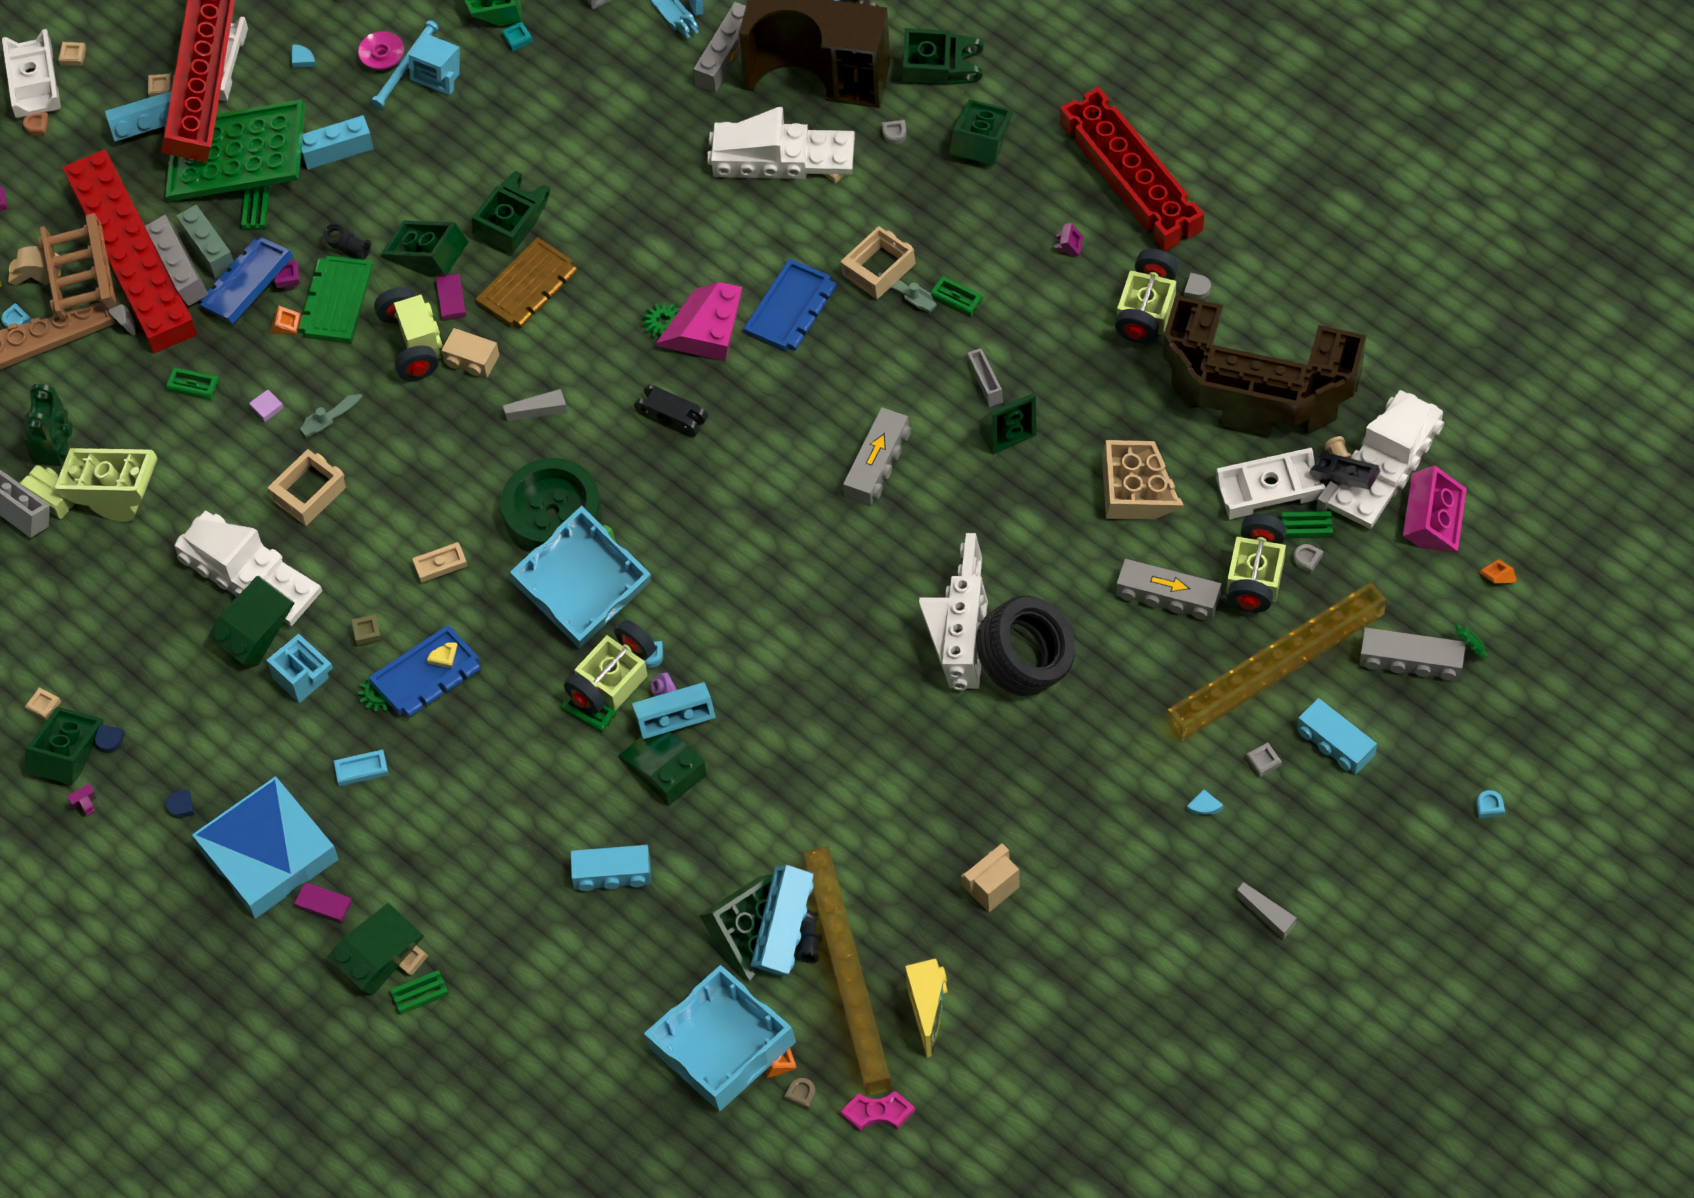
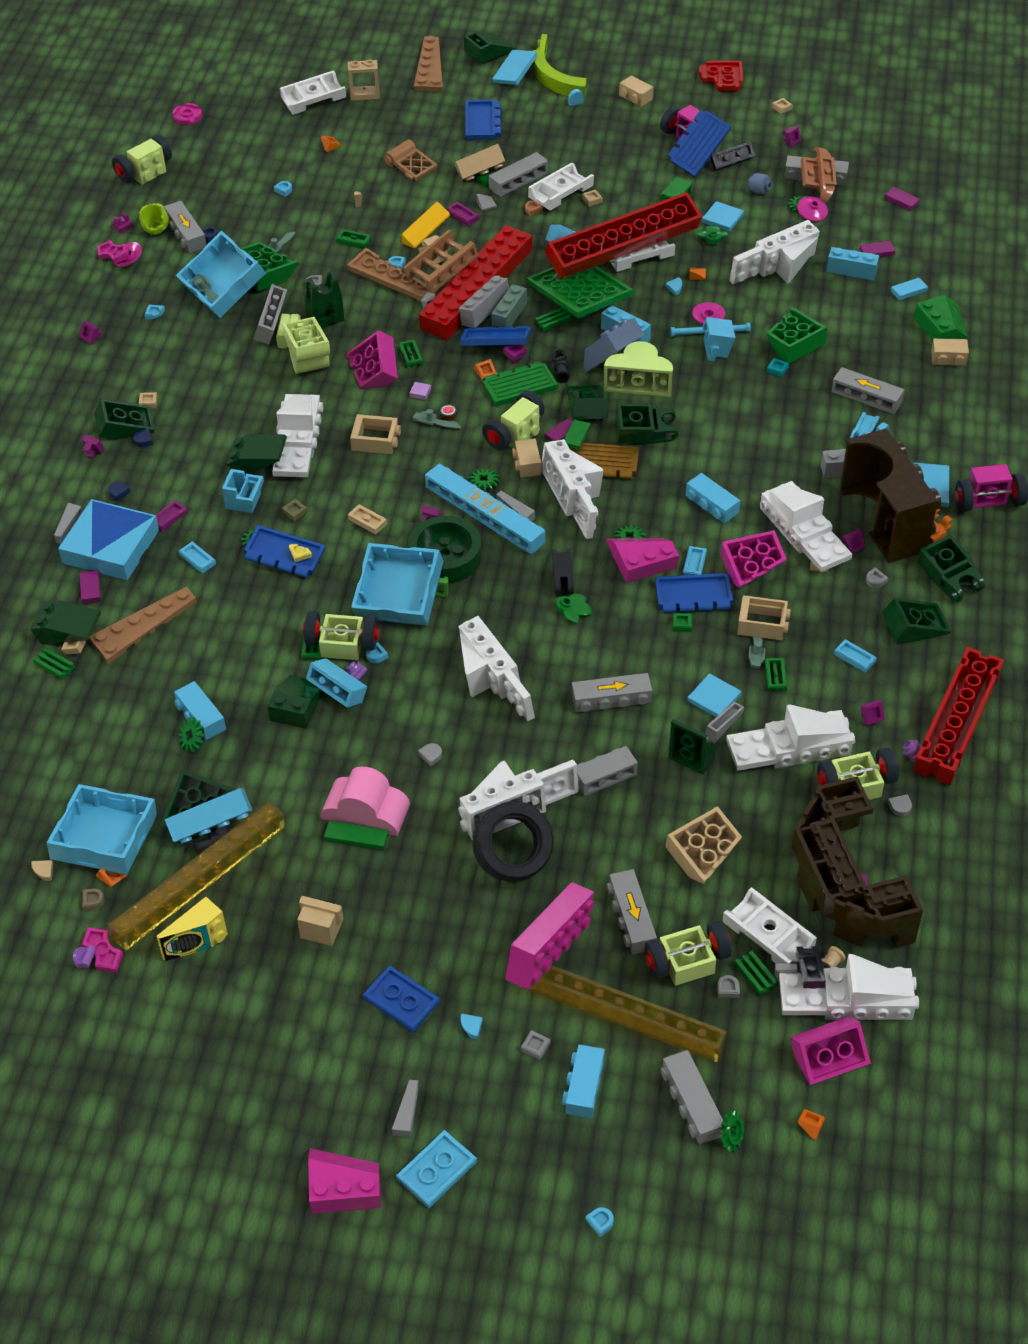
camera: 55 degrees right, 10 degrees down
(184, 427) = (374, 361): none -> dark pink wedge
(189, 877) = (67, 521): none -> light grey piece
(266, 763) = (170, 515): none -> magenta tile
(298, 24) = (697, 274): none -> orange slope
(326, 395) = (448, 412): none -> tile
(371, 169) = (612, 343): none -> sand blue wedge
(427, 887) = (116, 638): none -> medium nougat wing
(430, 167) = (638, 371): none -> yellowish green brick
(472, 420) = (491, 479): none -> green gear
(474, 285) = (577, 434): none -> green tile
(480, 496) = (429, 512): none -> magenta tile
(515, 436) = (485, 508): none -> medium azure brick
(551, 319) = (573, 483): none -> white wedge
(648, 882) = (191, 743): none -> green gear
(672, 210) = (712, 498): none -> medium azure brick
(726, 1126) = (43, 869): none -> tan tile
(727, 428) = (573, 607): none -> green plate
(752, 283) = (694, 561): none -> medium azure tile
(760, 556) = (491, 667): none -> white wedge
(793, 224) = (751, 556): none -> dark pink wedge
(823, 340) = (682, 622): none -> green tile
(832, 118) = (853, 541): none -> magenta tile
(833, 669) = (430, 753): none -> light grey tile
(860, 765) = (366, 801): none -> bright pink brick
(880, 1130) = (83, 956): none -> medium lavender plate
(893, 794) = (356, 835): none -> green tile
(945, 367) = (713, 695): none -> medium azure tile
(975, 514) = (606, 770): none -> light grey brick
(983, 212) = (855, 656): none -> medium azure tile
(1059, 330) = (797, 740): none -> white wedge
(1130, 852) = (401, 998): none -> blue tile
(1139, 235) = (911, 749): none -> medium lavender plate
(1171, 670) = (549, 936): none -> dark pink brick
(1312, 1006) = (342, 1183): none -> dark pink wedge
(1347, 917) = (436, 1169): none -> medium azure tile

